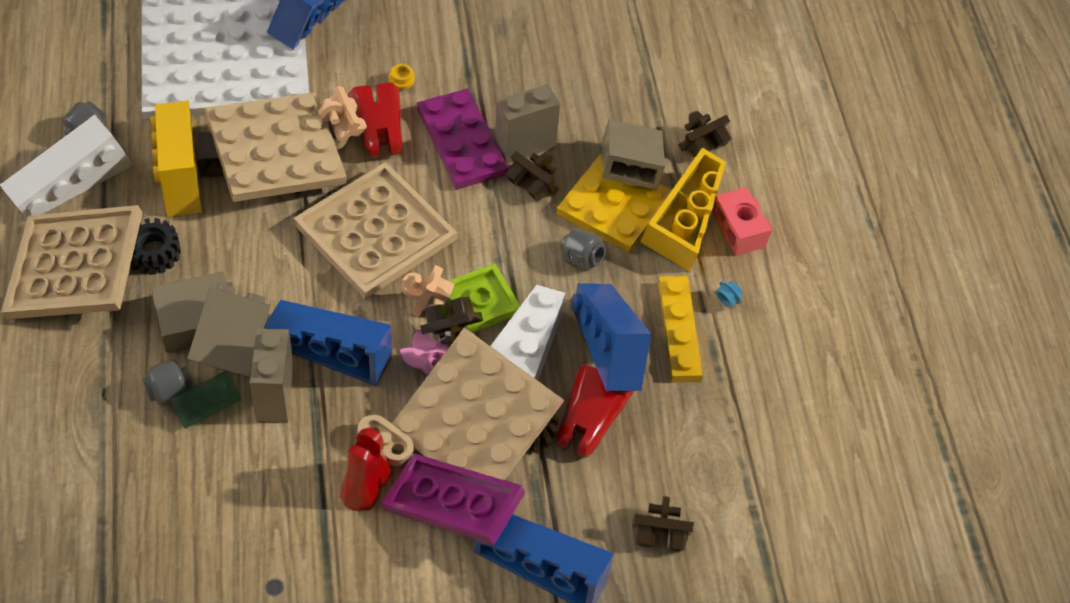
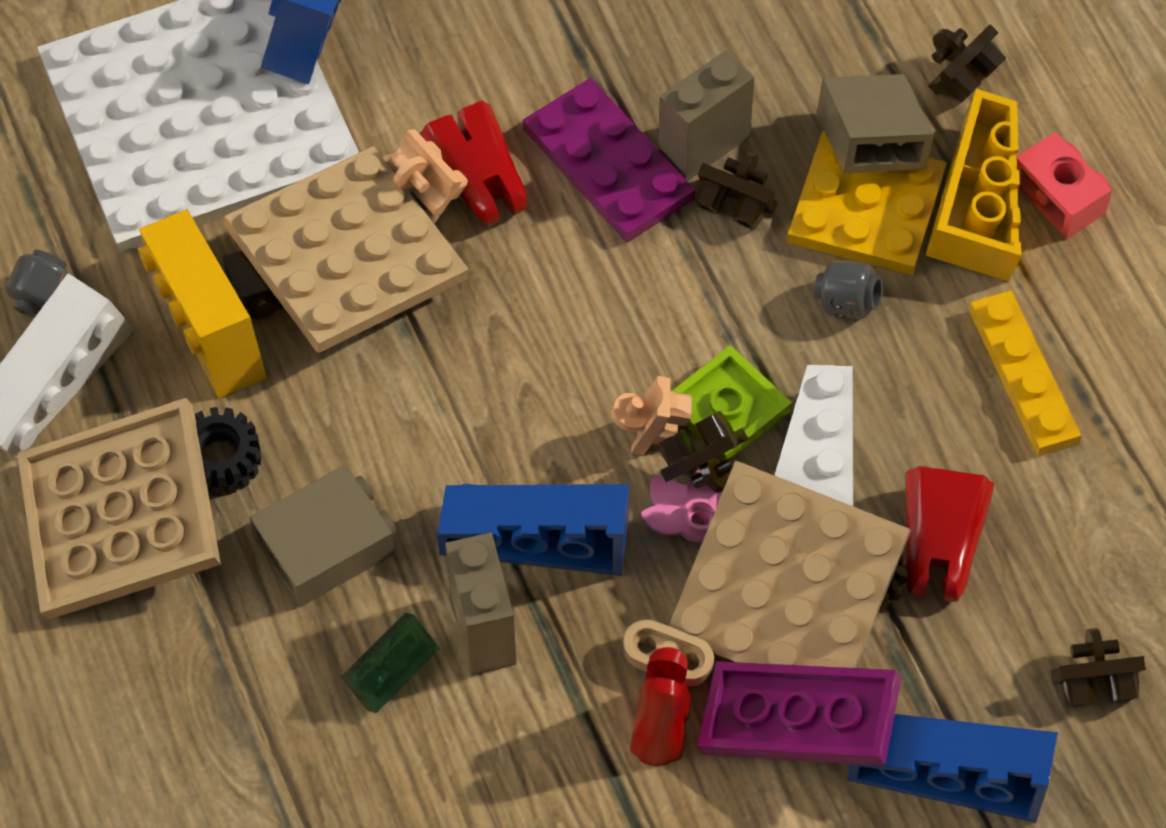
camera: 10 degrees left, 5 degrees up
(166, 381) = (325, 652): dark grey head -> none
(228, 330) = (393, 553): dark tan brick -> none
(375, 229) = (535, 338): tan plate -> none
(402, 76) = (484, 83): yellow plate -> none
(613, 335) = (943, 412): blue wedge -> none
(729, 293) = (1079, 302): dark azure plate -> none

